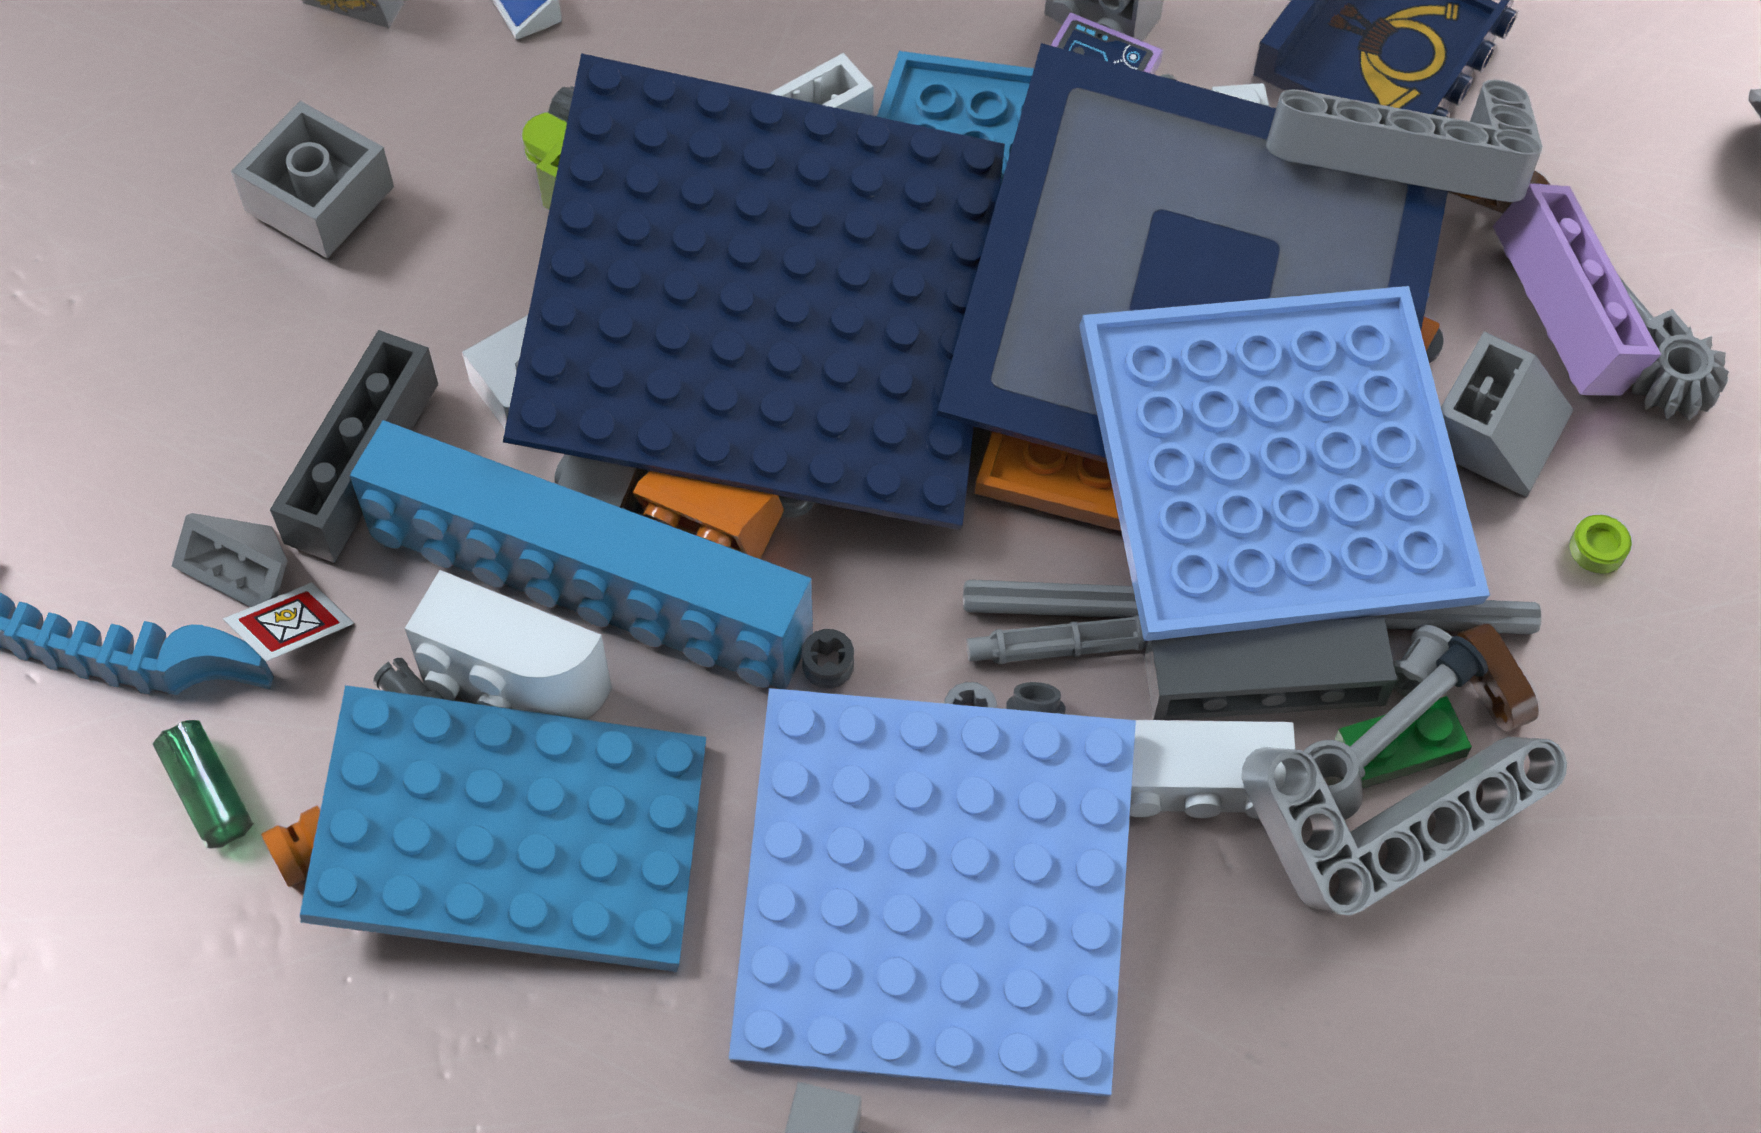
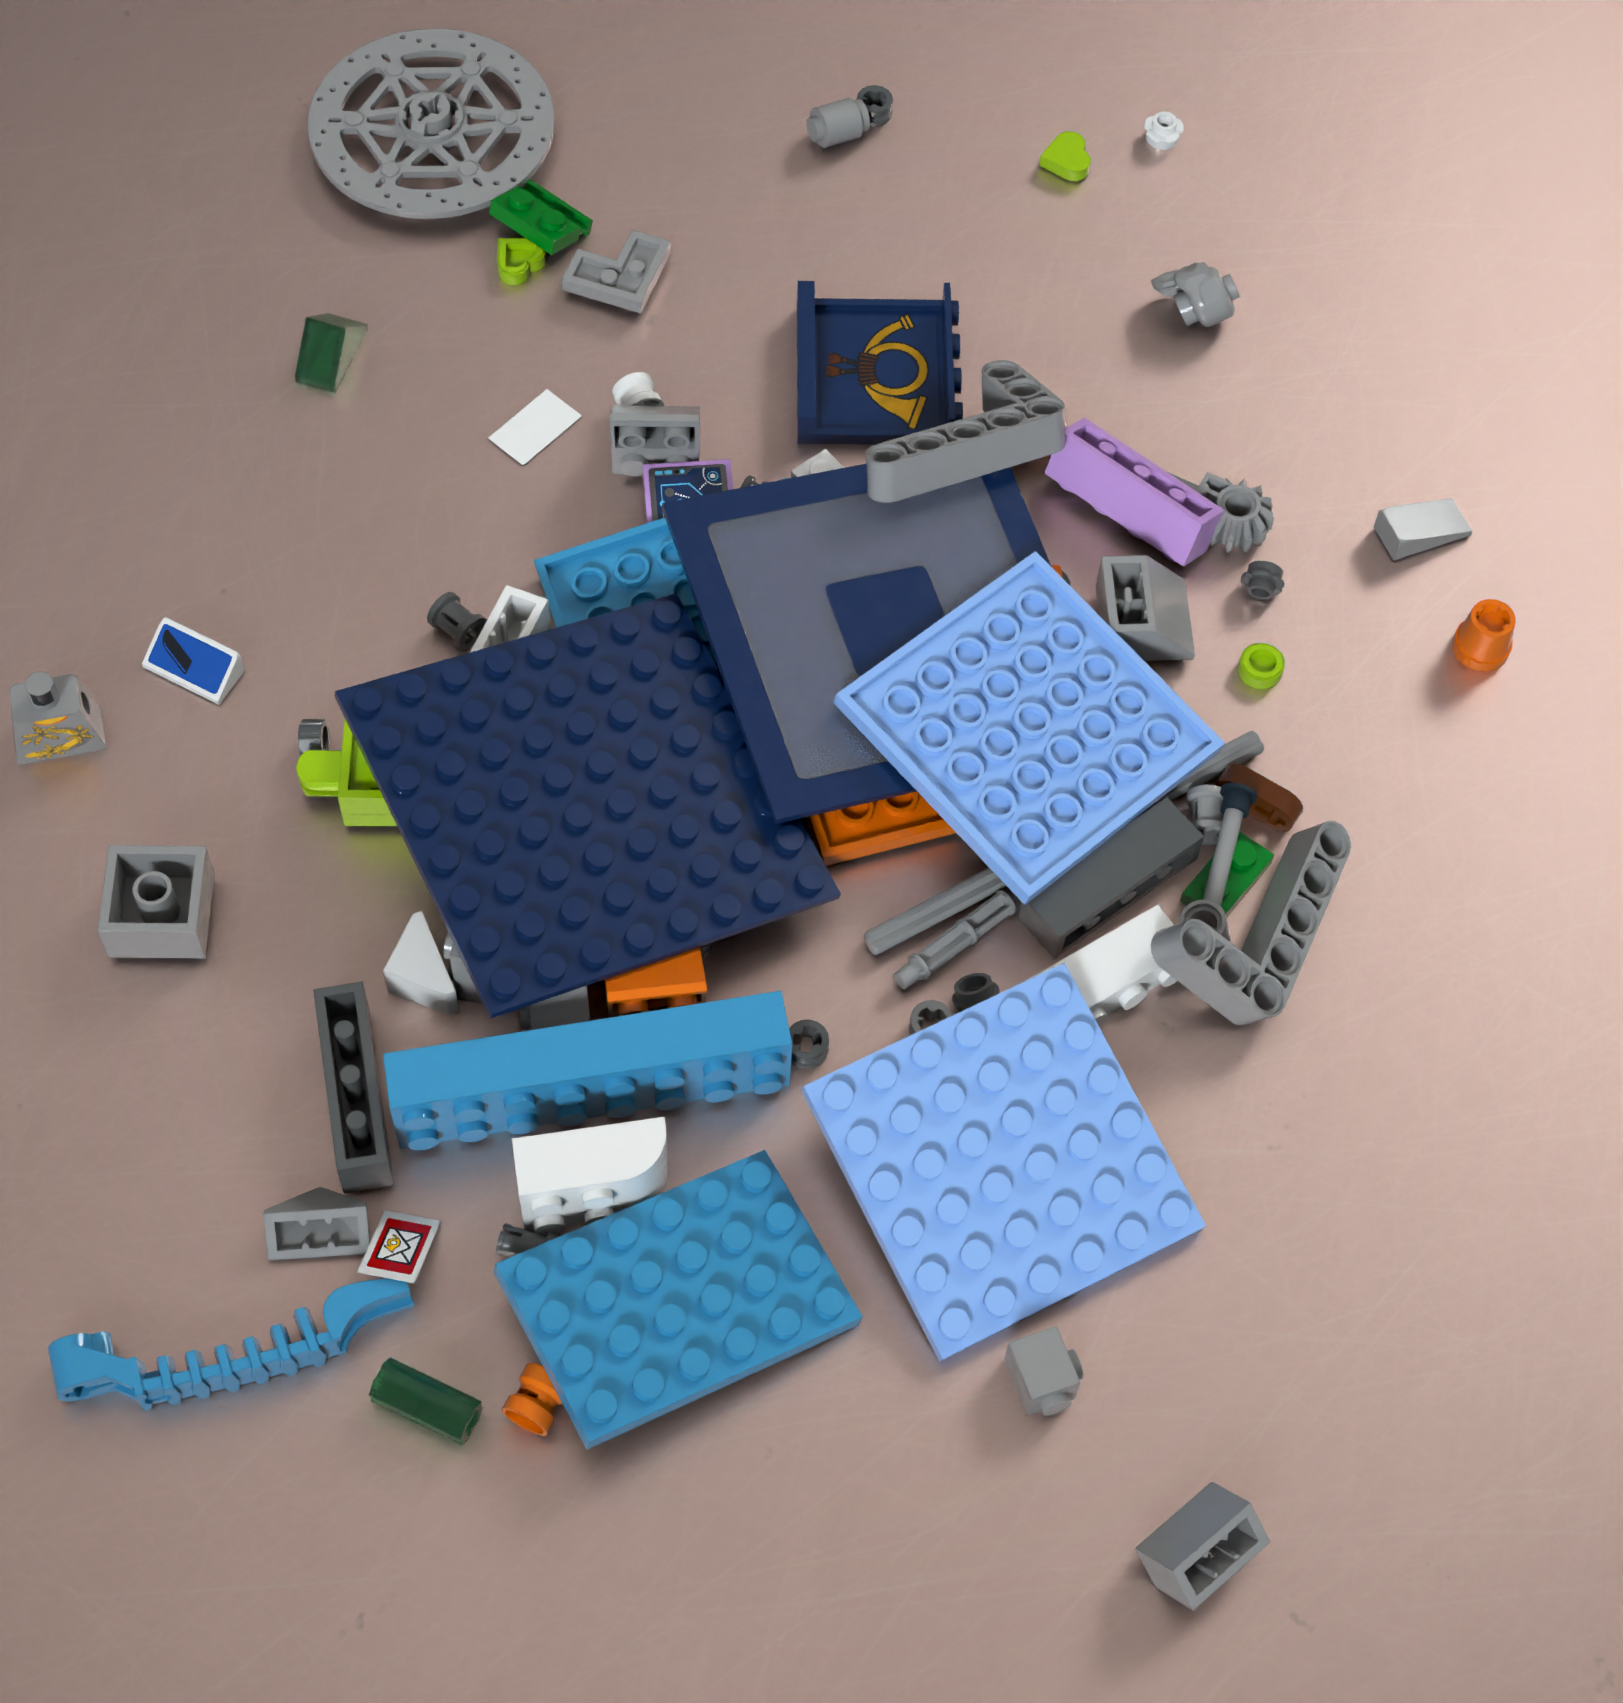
camera: 35 degrees left, 0 degrees up
(788, 62) = (456, 620): none -> dark grey bush
(1664, 455) = (1263, 580): none -> dark grey plate

